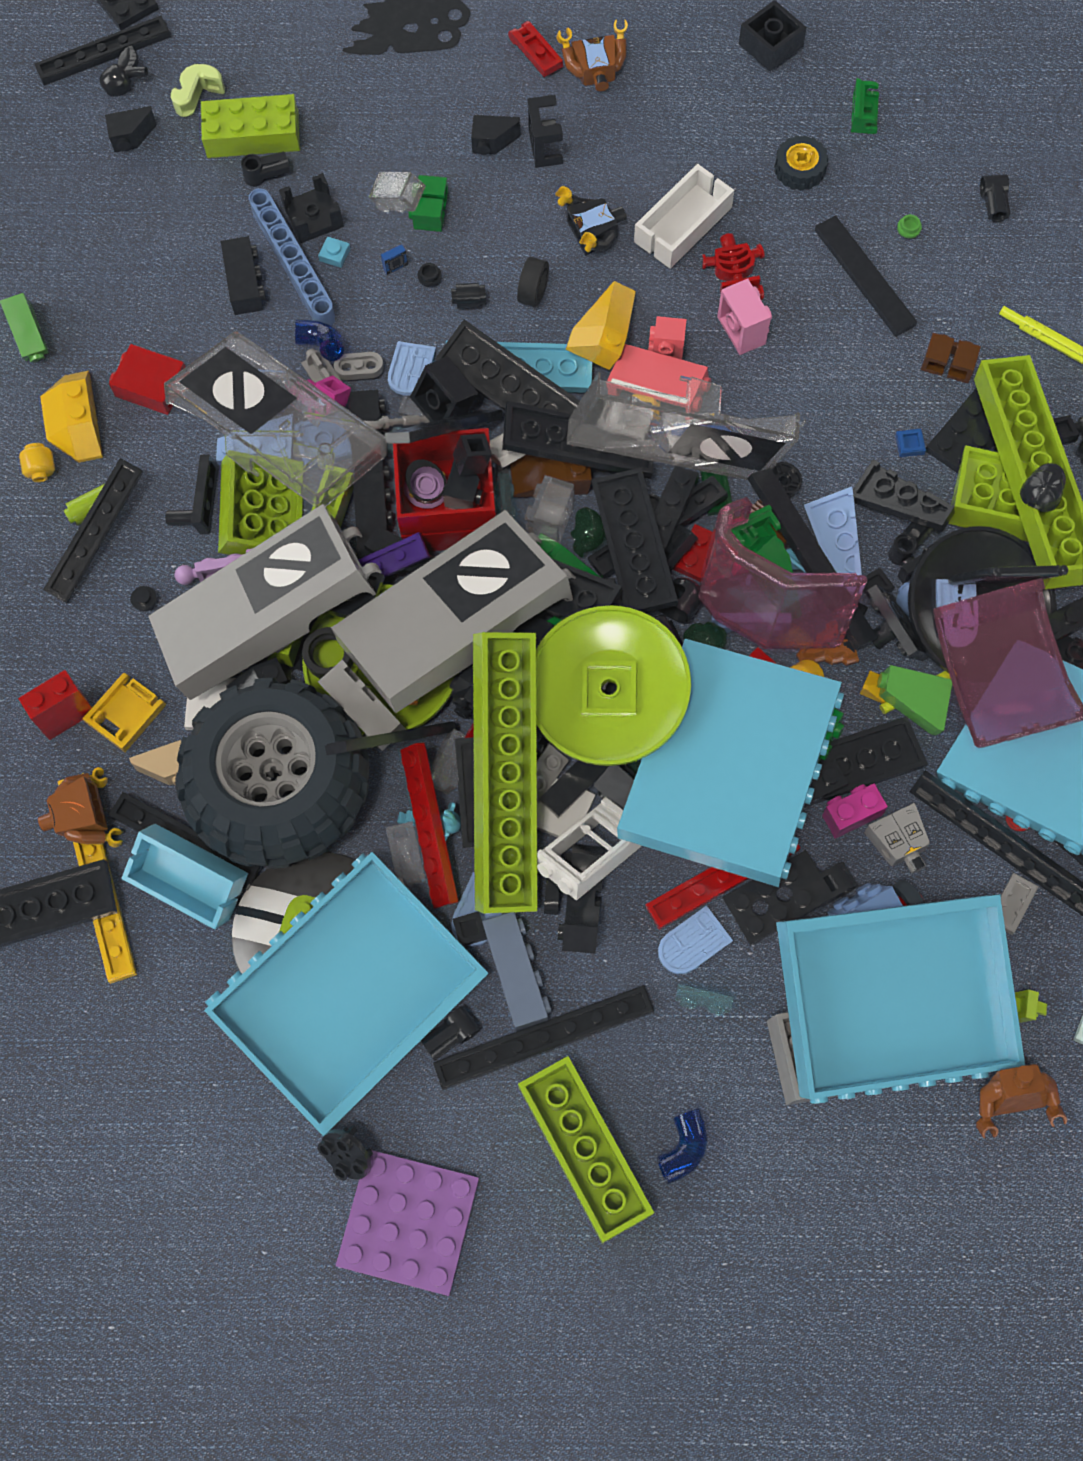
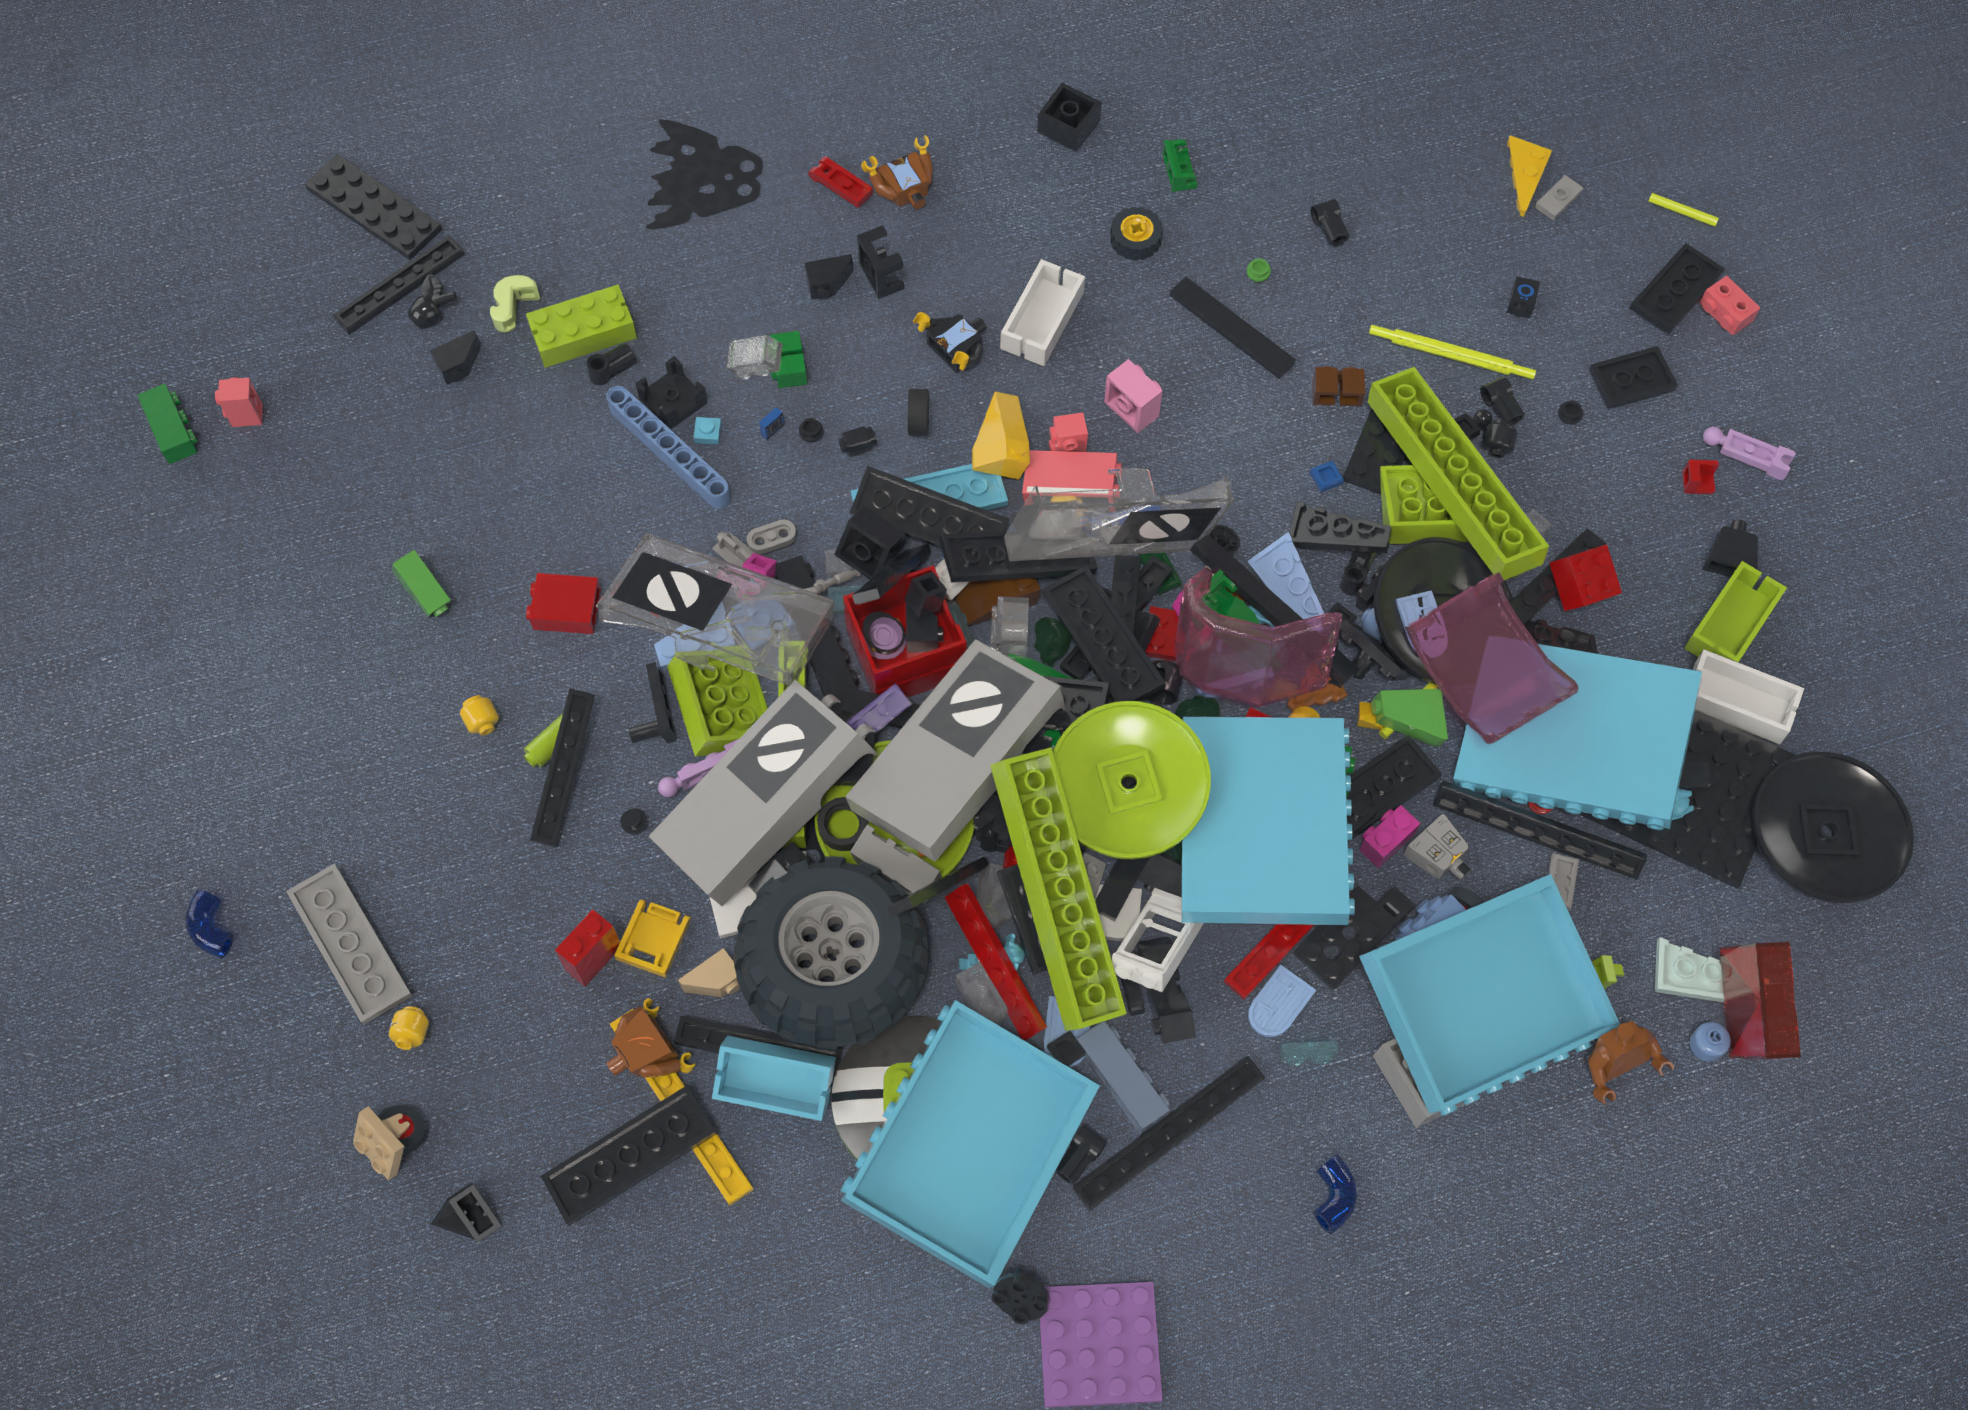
camera: 20 degrees left, 5 degrees down
(72, 417) = (498, 661): yellow wedge -> none
(243, 275) = (624, 476): black brick -> none
(321, 335) = (725, 516): clear blue cylinder -> none
(408, 365) = (822, 525): light blue window -> none
(585, 1150) = (1246, 1224): lime brick -> none
(735, 262) = (1099, 347): red piece -> none
(1004, 575) = (1464, 577): black bar -> none
(1044, 487) = (1470, 488): black piece -> none

